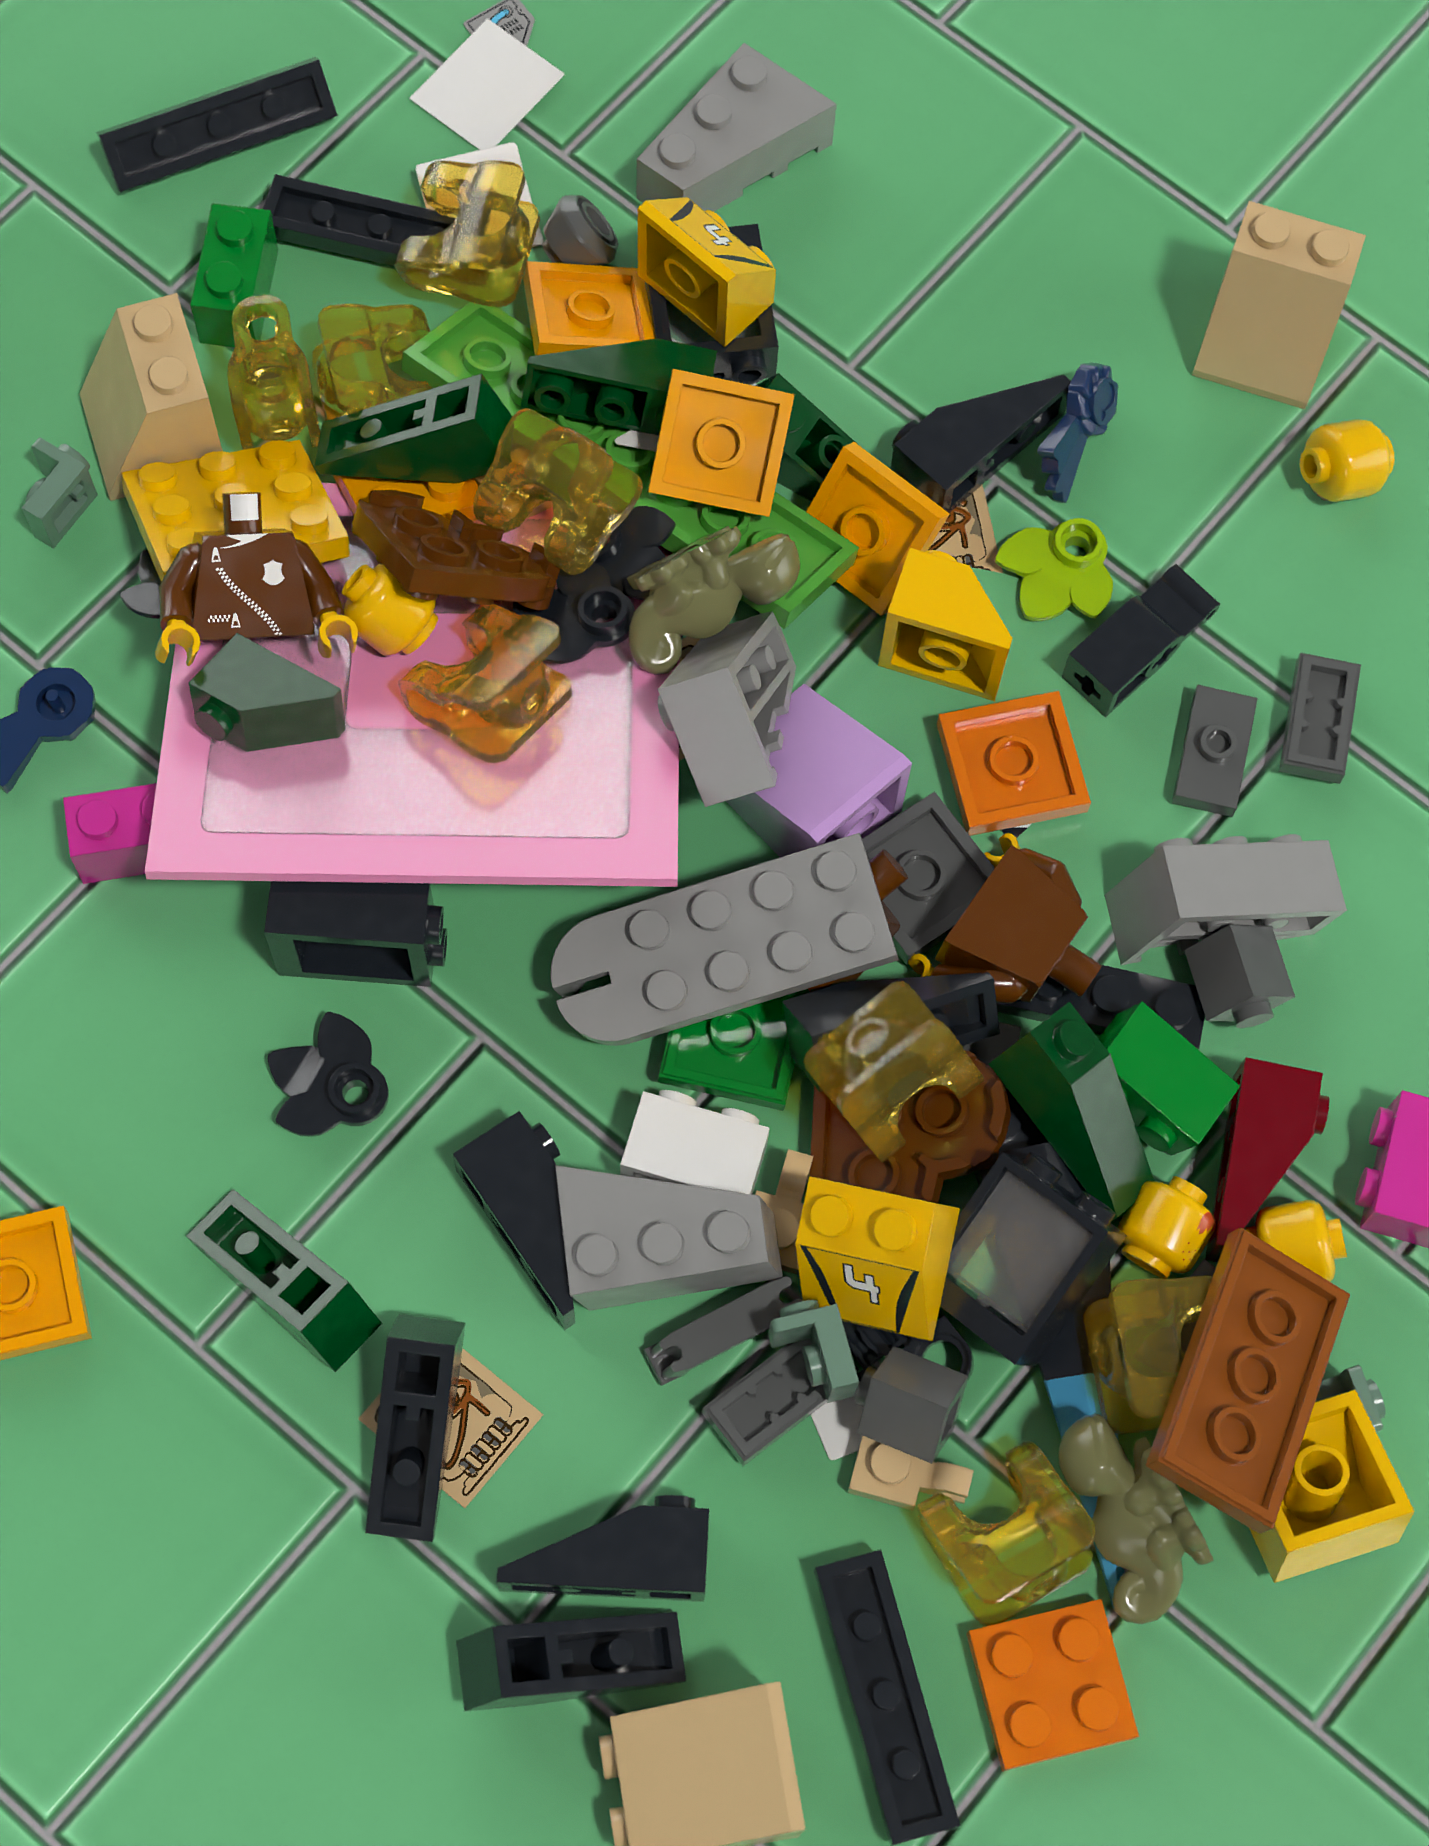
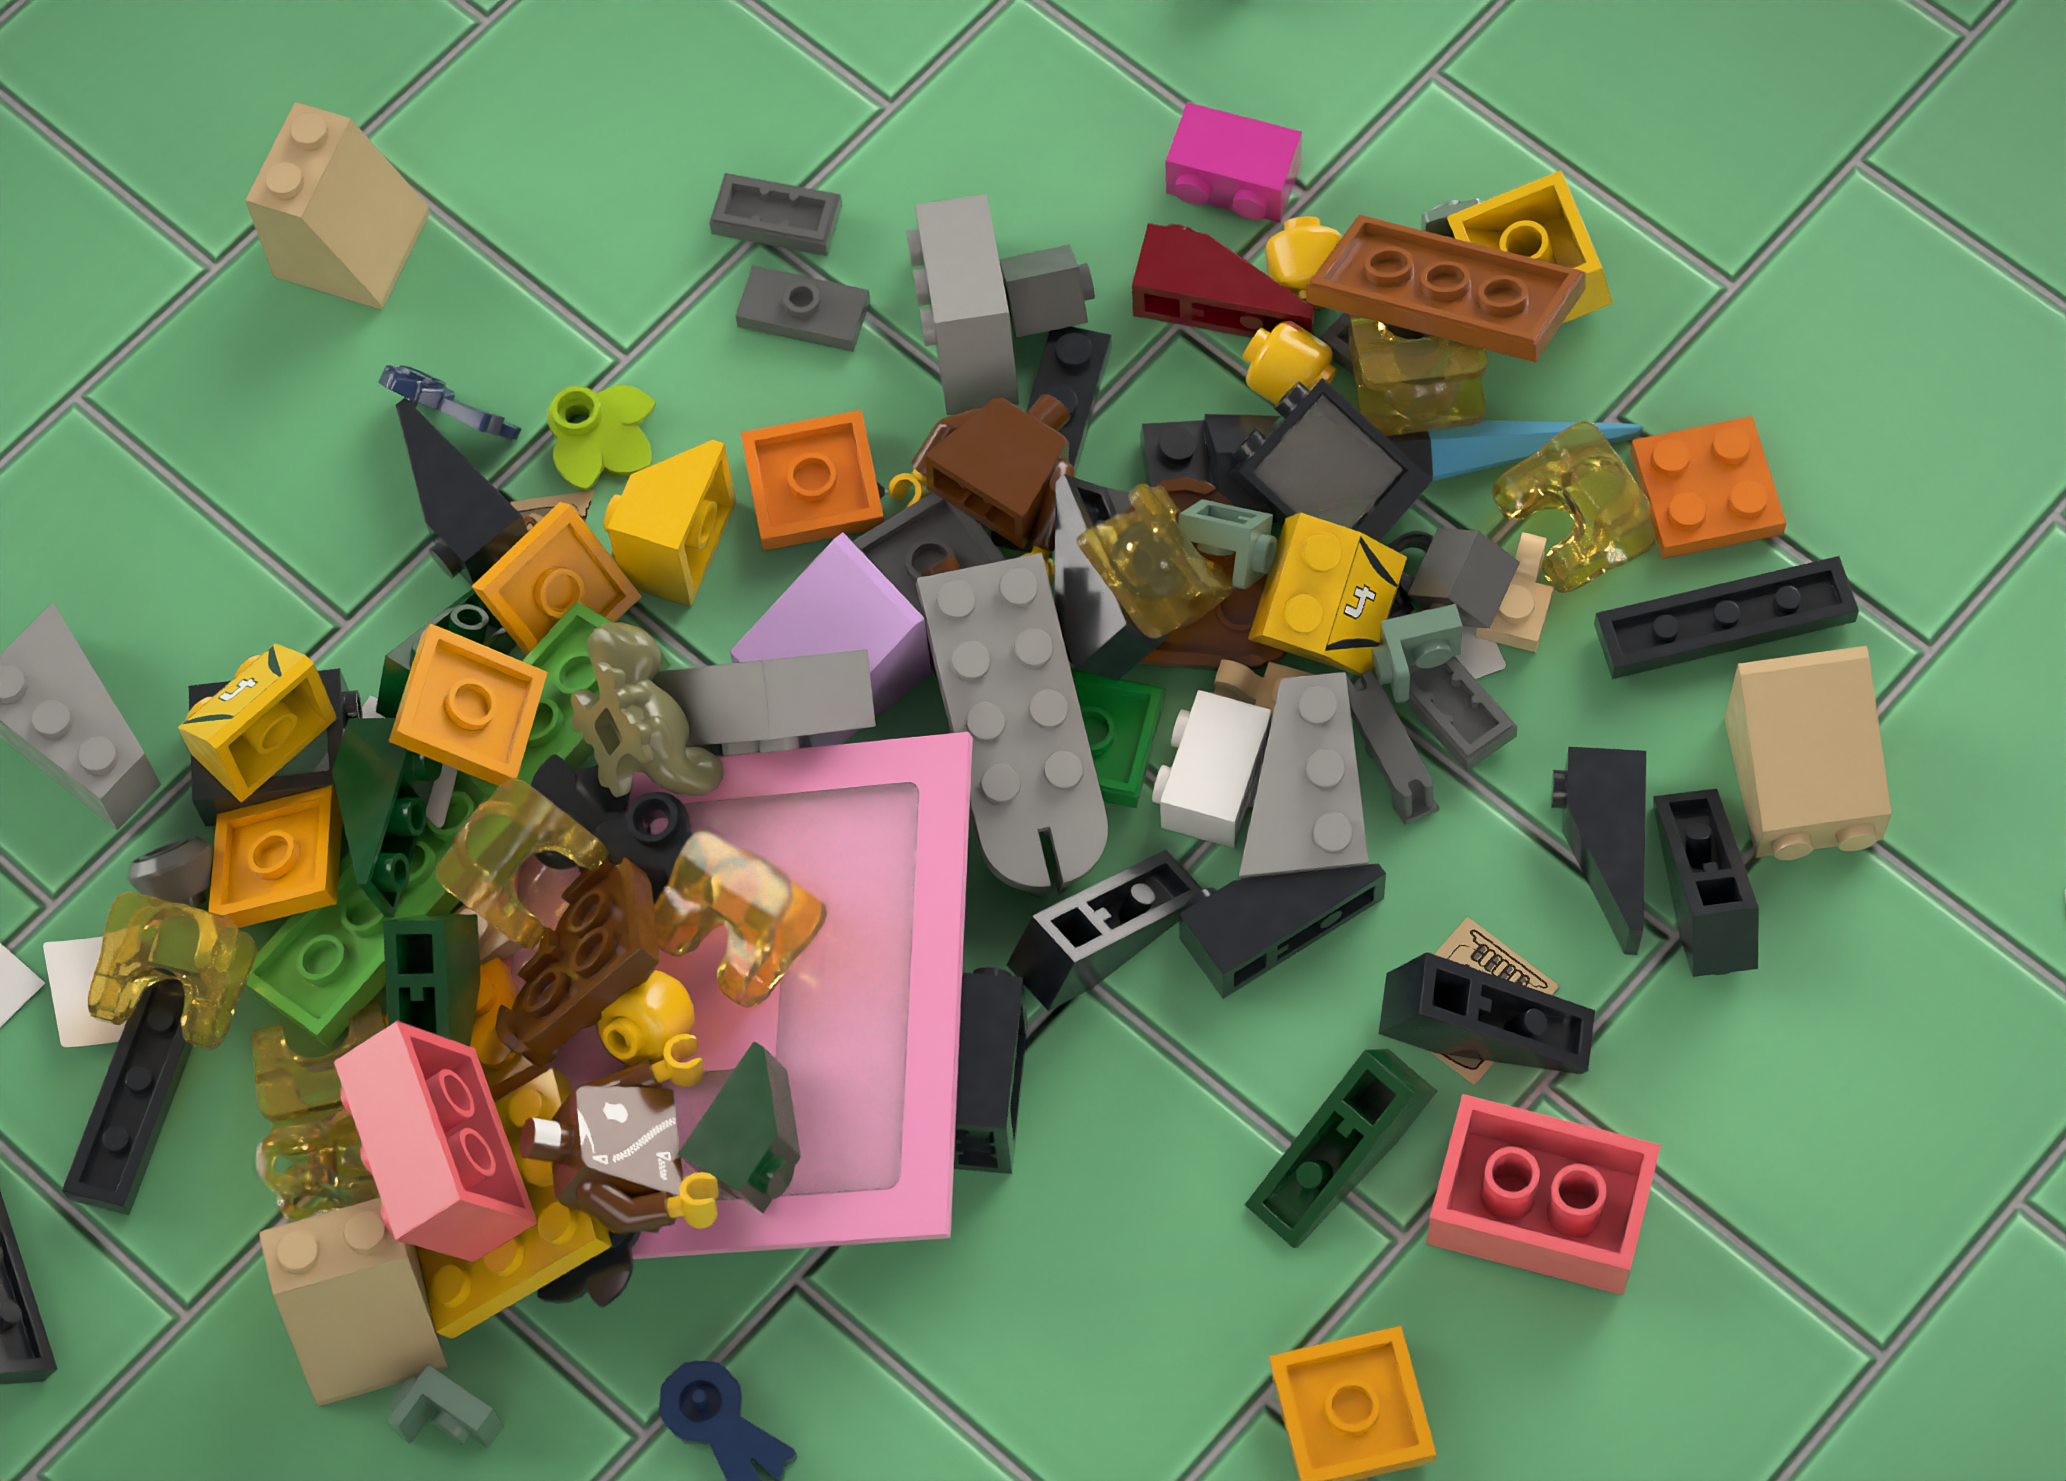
camera: 80 degrees left, 5 degrees down
(110, 832) = (859, 1312): dark pink piece -> none
(211, 1472) = (1542, 1194): none -> coral brick
(233, 265) = (190, 1228): green brick -> none
(254, 424) = (434, 1143): none -> coral brick
(322, 1076) = (1124, 1122): black plate -> none
(522, 1050) = (1100, 929): none -> black slope
(932, 1148) = (1227, 529): none -> sand green bracket
(1079, 1106) = (1174, 421): dark green slope -> none
(1136, 1518) = (1558, 392): olive animal -> none
(1138, 640) = (686, 364): black piece -> none
(1166, 1080) = (1149, 364): green brick -> none
(1347, 460) = (503, 164): yellow head -> none

